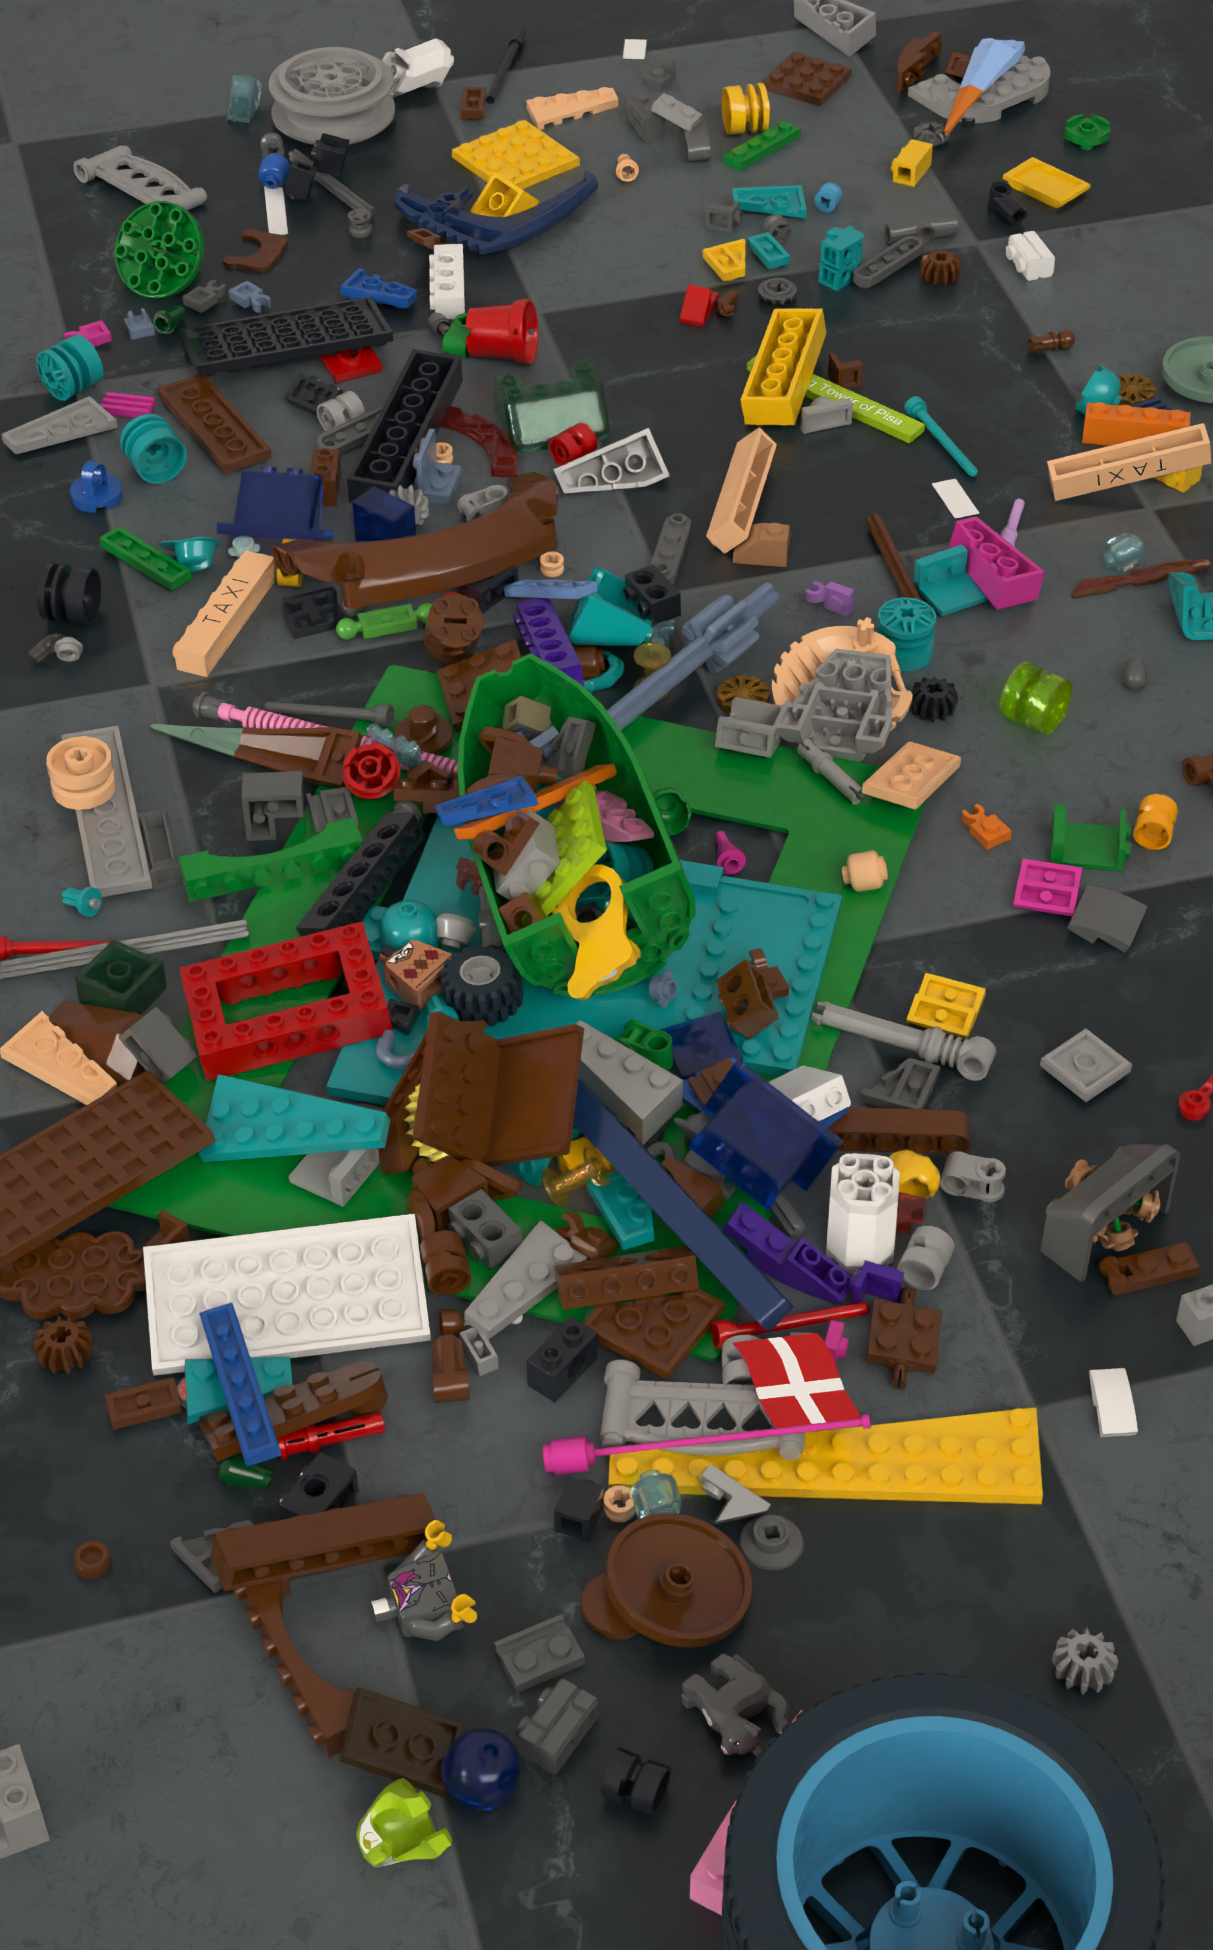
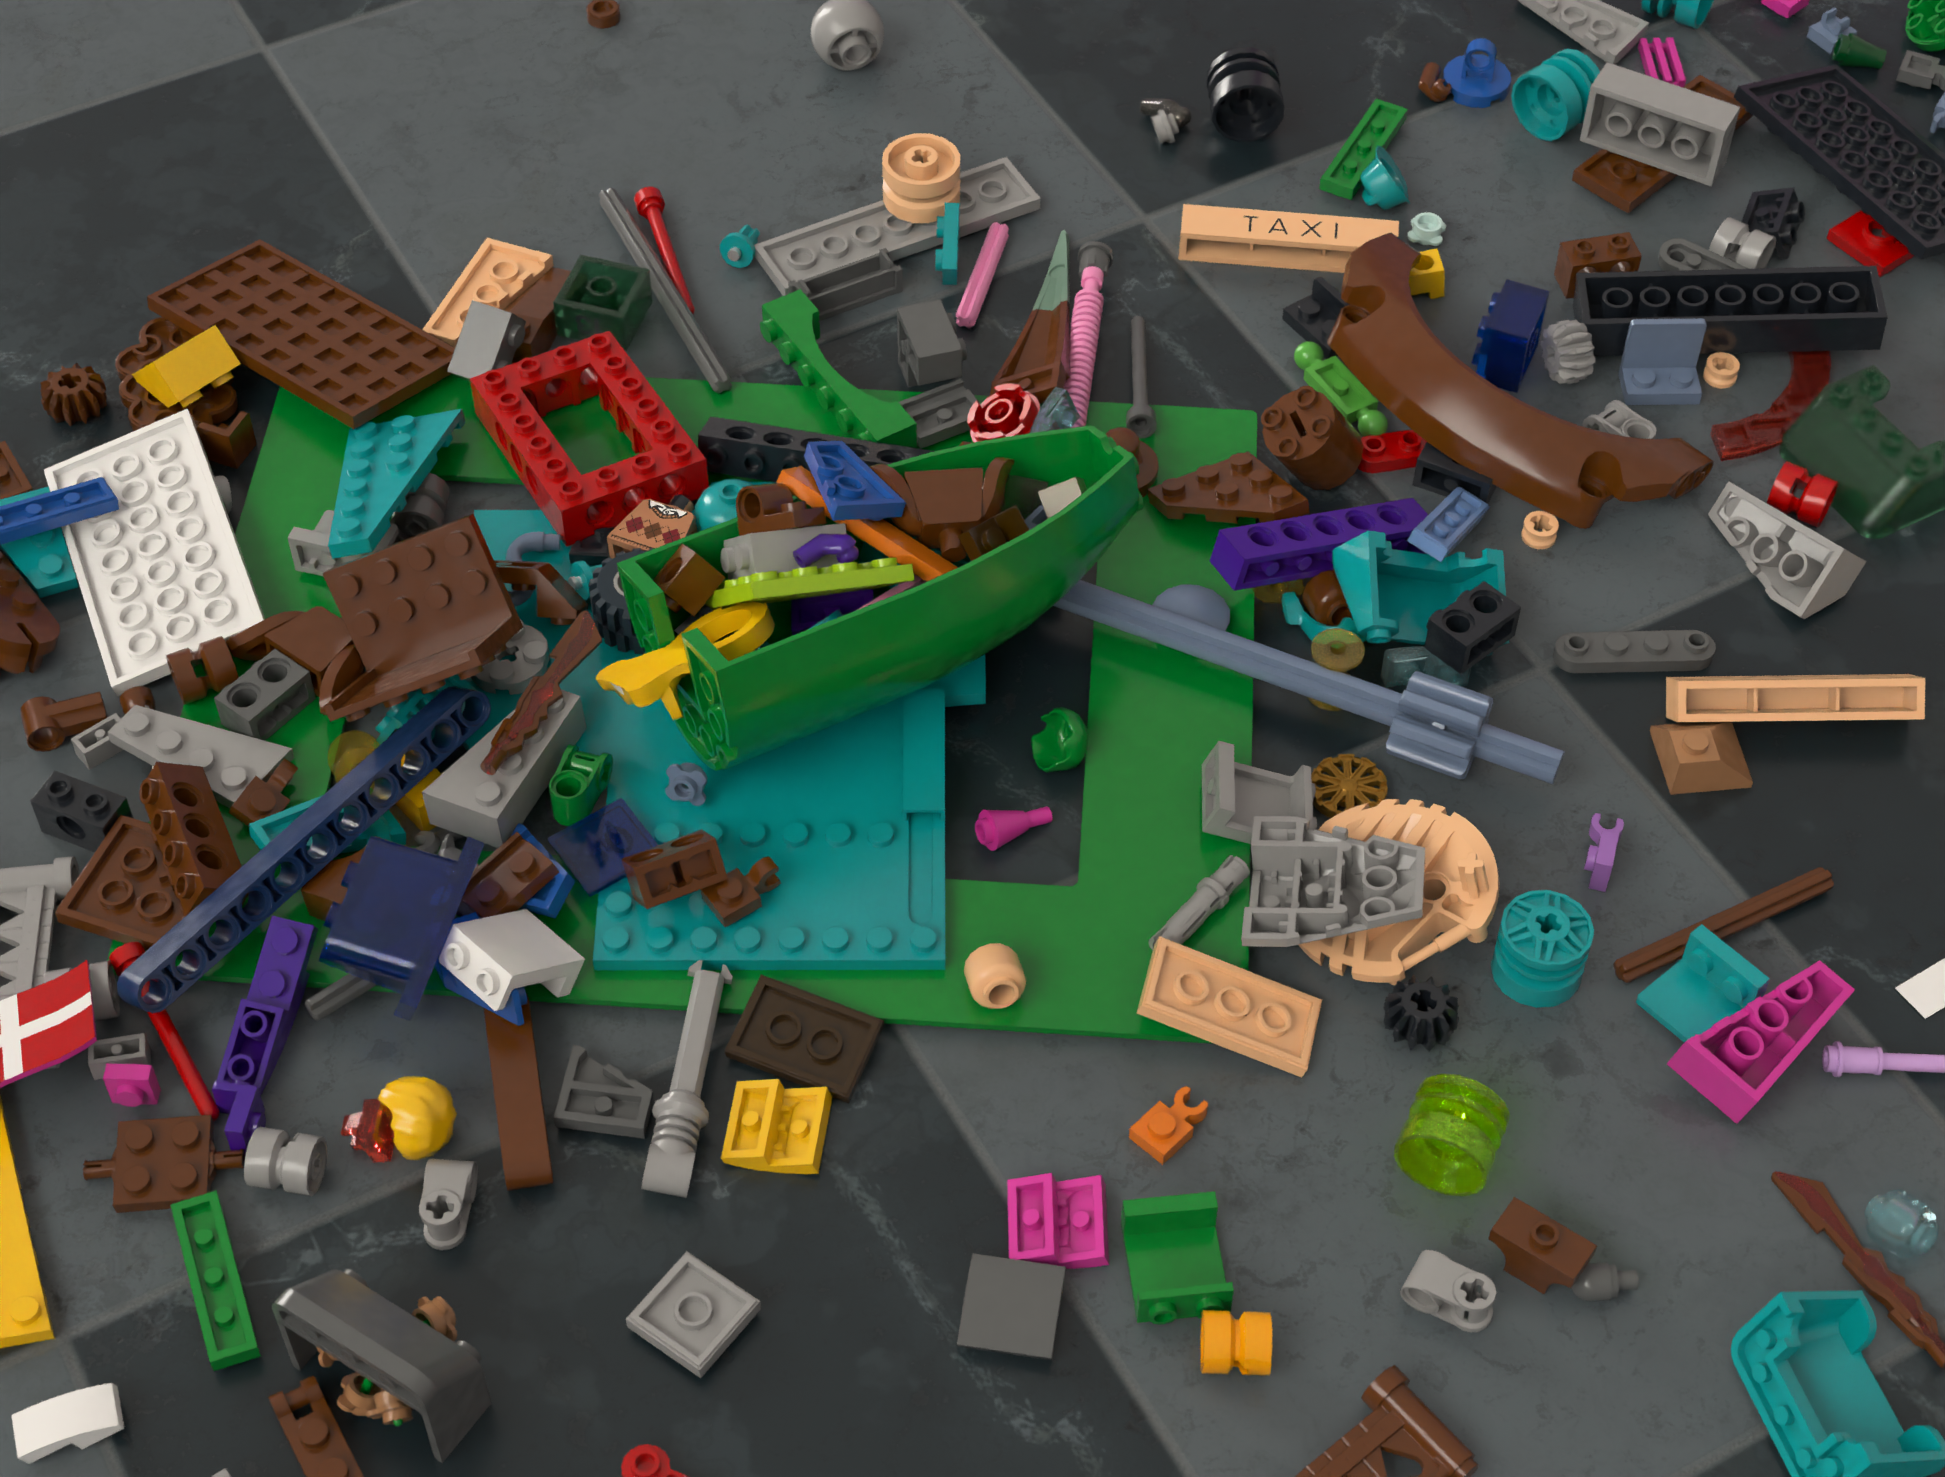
camera: 75 degrees right, 5 degrees up
(83, 1248) = (189, 368): none -> yellow slope
(90, 514) = (1431, 85): none -> reddish brown arm
(151, 777) = (948, 229): none -> teal plate
(179, 775) = (982, 275): none -> bright pink axle
(222, 405) = (1659, 123): none -> light grey brick
(278, 506) = (1482, 228): clear blue windscreen -> none
(549, 820) = (826, 544): none -> dark purple arm
(555, 740) = (993, 532): none -> dark brown slope
(606, 1047) = (542, 692): none -> reddish brown sword
(862, 1211) = (343, 1063): white brick -> none
(881, 978) = (804, 1038): none -> dark brown tile
(1011, 1310) = (215, 1281): none -> green plate
(1117, 685) = (1540, 1248): none -> reddish brown brick
(1133, 729) = (1447, 1291): none -> light grey piece

